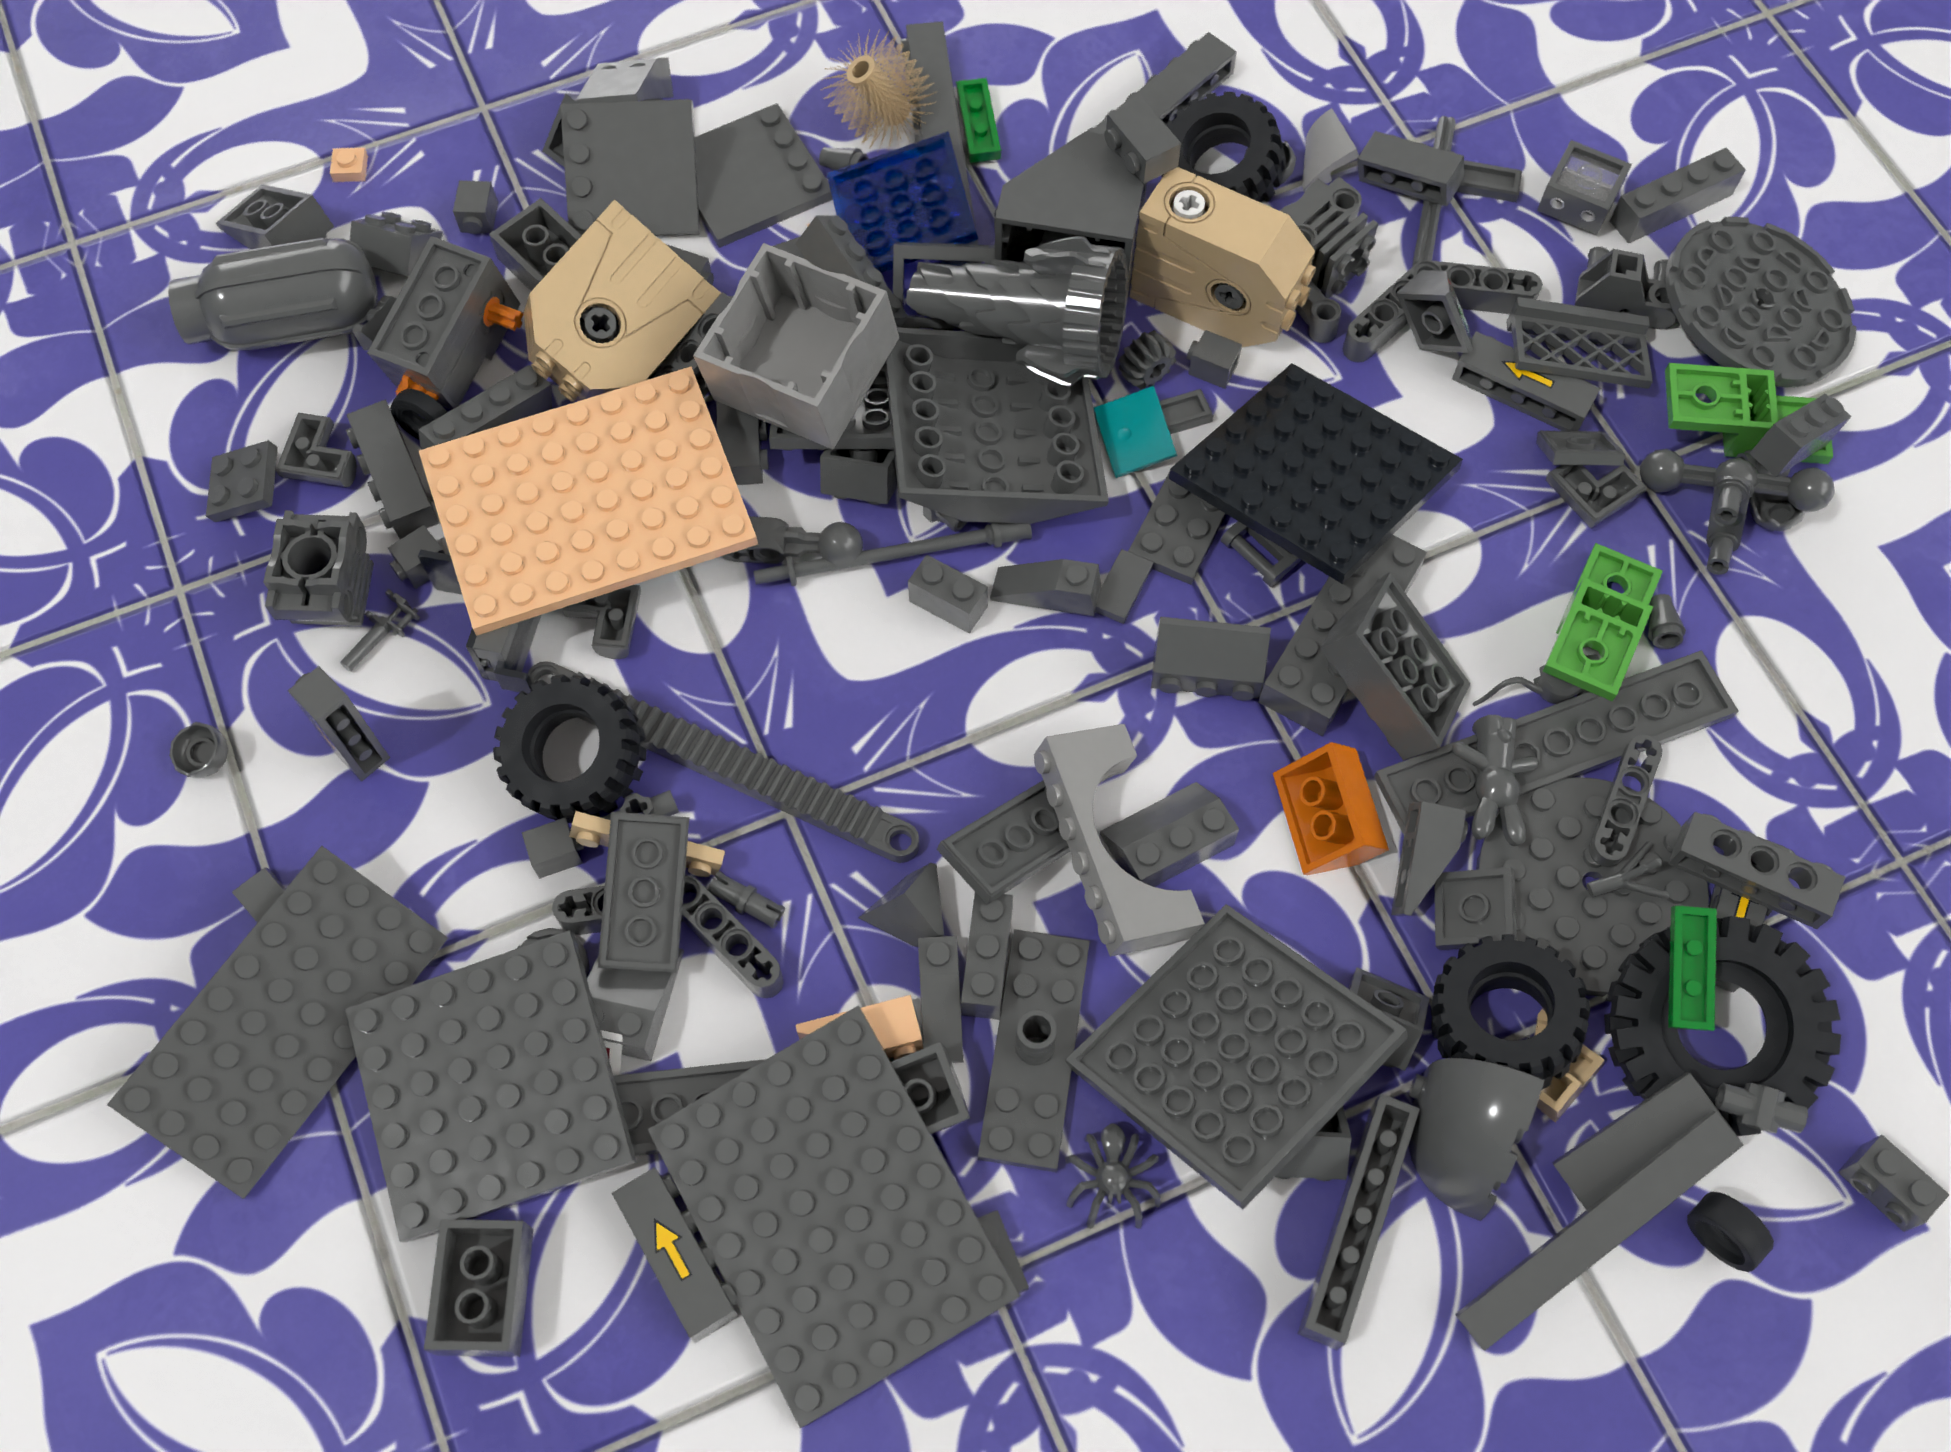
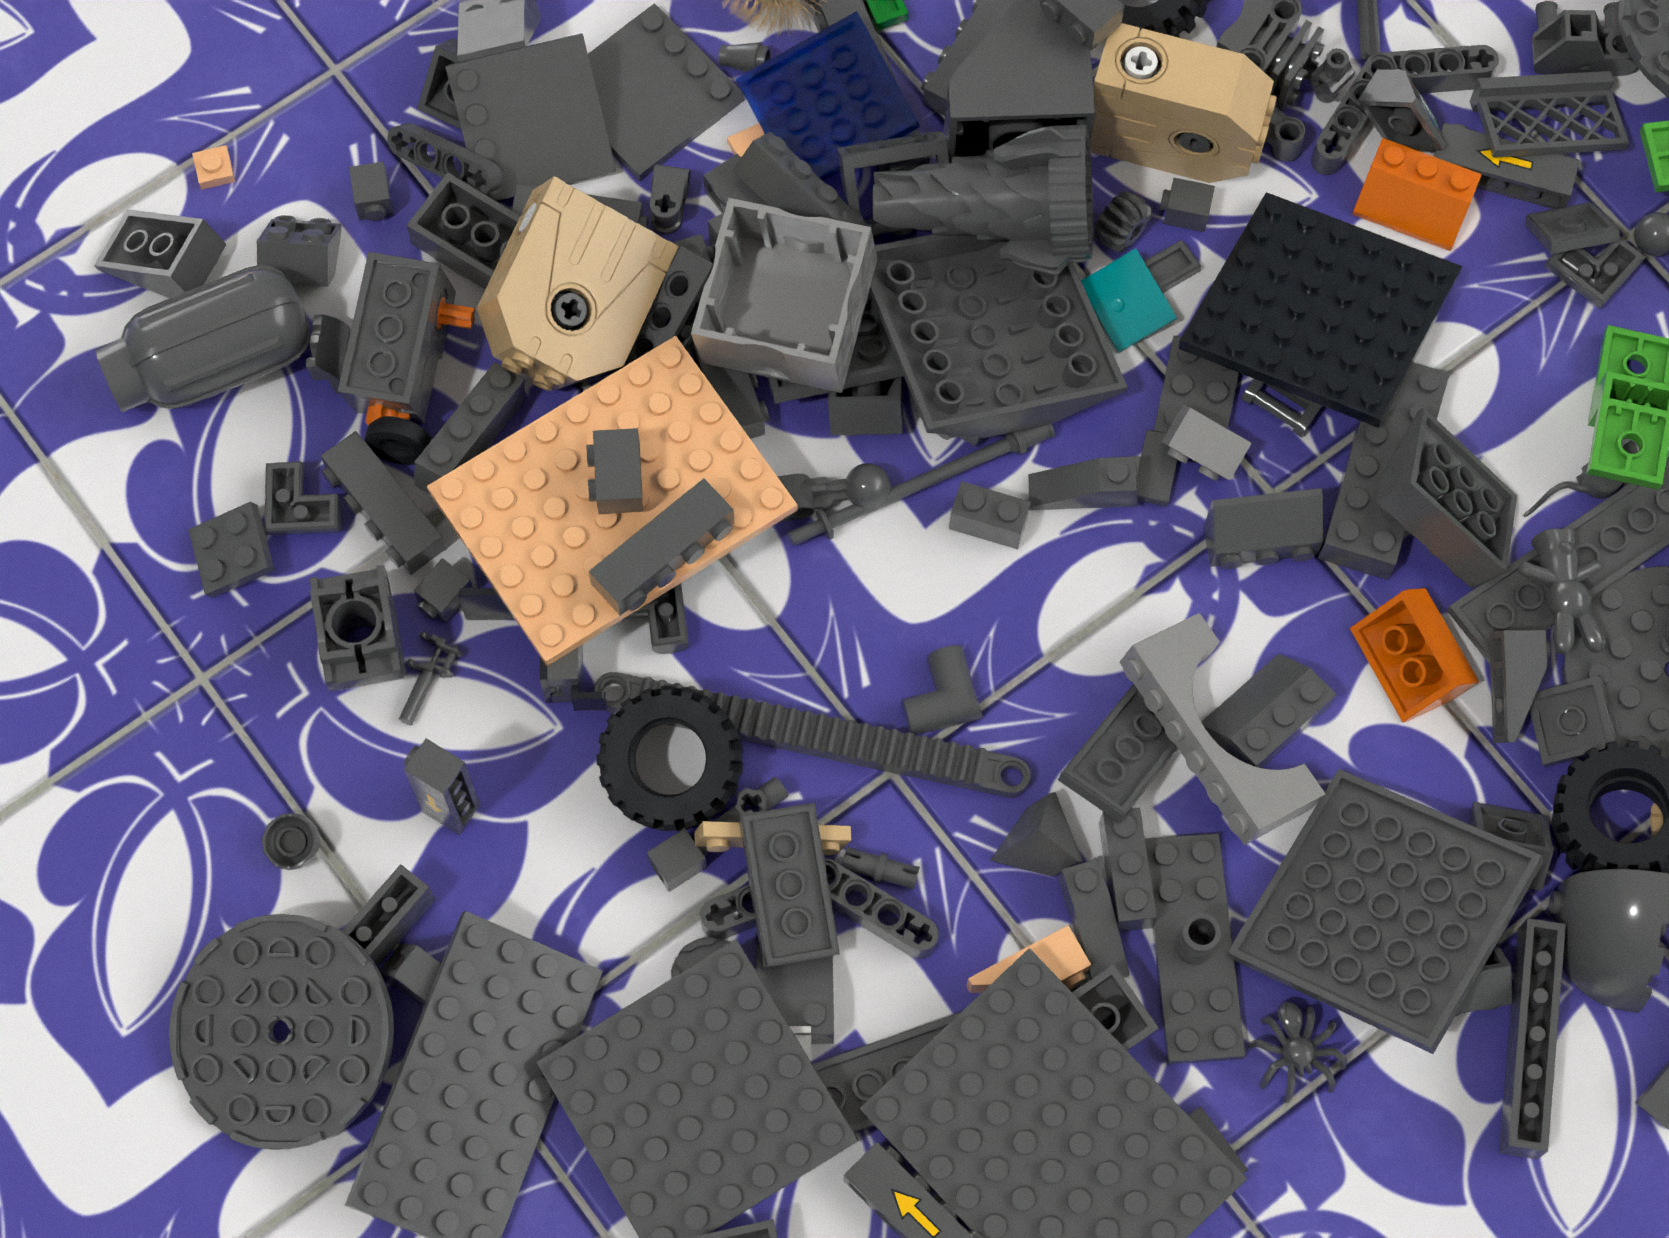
camera: 15 degrees left, 5 degrees up
(128, 979) = (226, 1045): none -> dark grey plate
(248, 845) = (390, 913): none -> dark grey brick
(547, 184) = (445, 152): none -> dark grey beam
(589, 467) = (617, 471): none -> dark grey brick
(610, 544) = (662, 547): none -> dark grey brick
(734, 260) = (668, 195): none -> dark grey piece
(863, 759) = (954, 697): none -> dark grey brick
(1172, 569) = (1206, 443): none -> light grey brick
(1378, 270) = (1331, 75): none -> dark grey axle
(1435, 391) = (1416, 194): none -> orange slope

